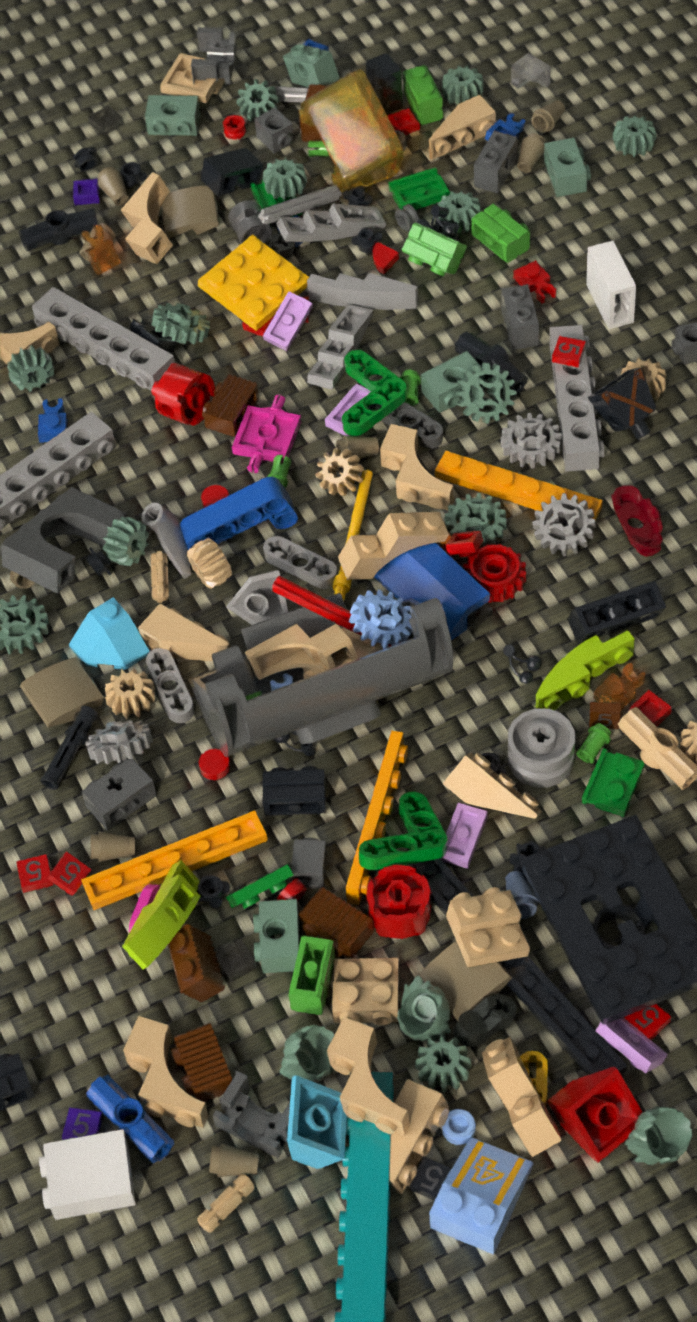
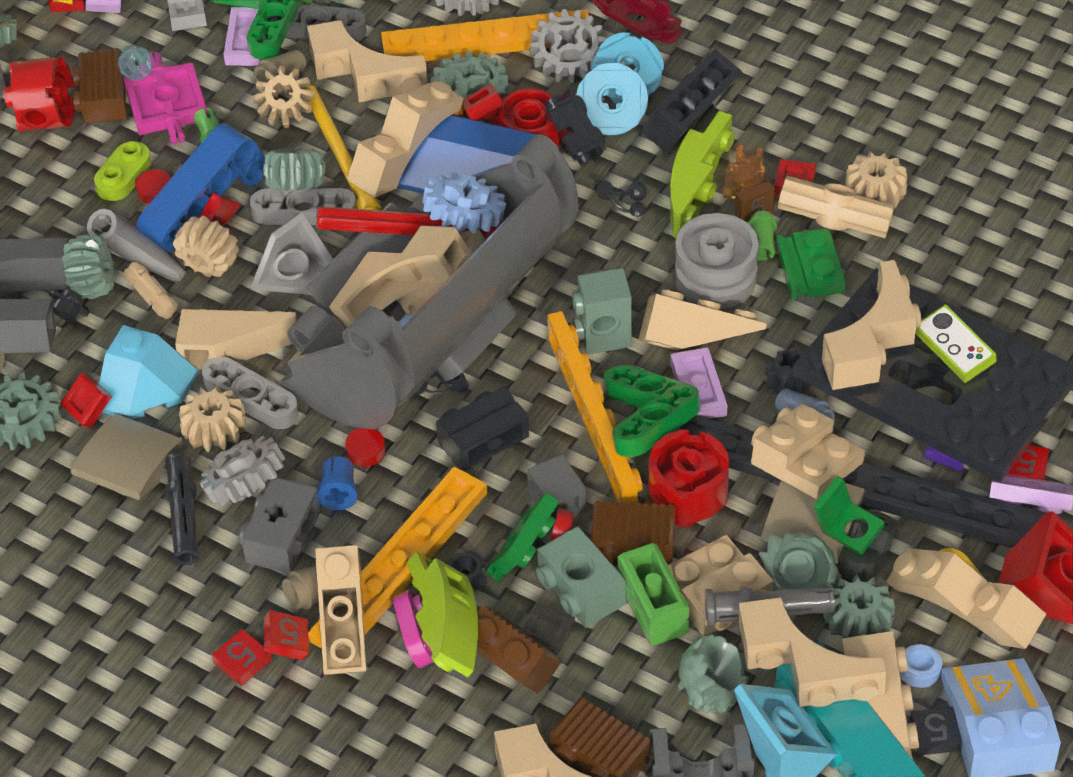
camera: 35 degrees left, 5 degrees down
(63, 638) = (86, 400): none -> red tile
(106, 875) = (341, 609): none -> tan slope
(175, 782) = (337, 484): none -> blue bush
(205, 474) = (121, 170): none -> lime plate
(240, 539) = (220, 208): none -> red tile
(256, 399) = (127, 63): none -> clear light blue plate
(307, 532) = (294, 169): none -> sand green gear
(383, 1029) = (799, 601): none -> dark grey pin
(430, 747) = (603, 311): none -> sand green brick
(472, 983) = (836, 511): none -> green bracket
(517, 581) = (586, 140): none -> black hinge
(560, 873) = (858, 351): none -> tan arch
(577, 579) = (627, 84): none -> medium azure plate
(603, 551) = (634, 51): none -> medium azure plate
(642, 904) = (955, 343): none -> tile

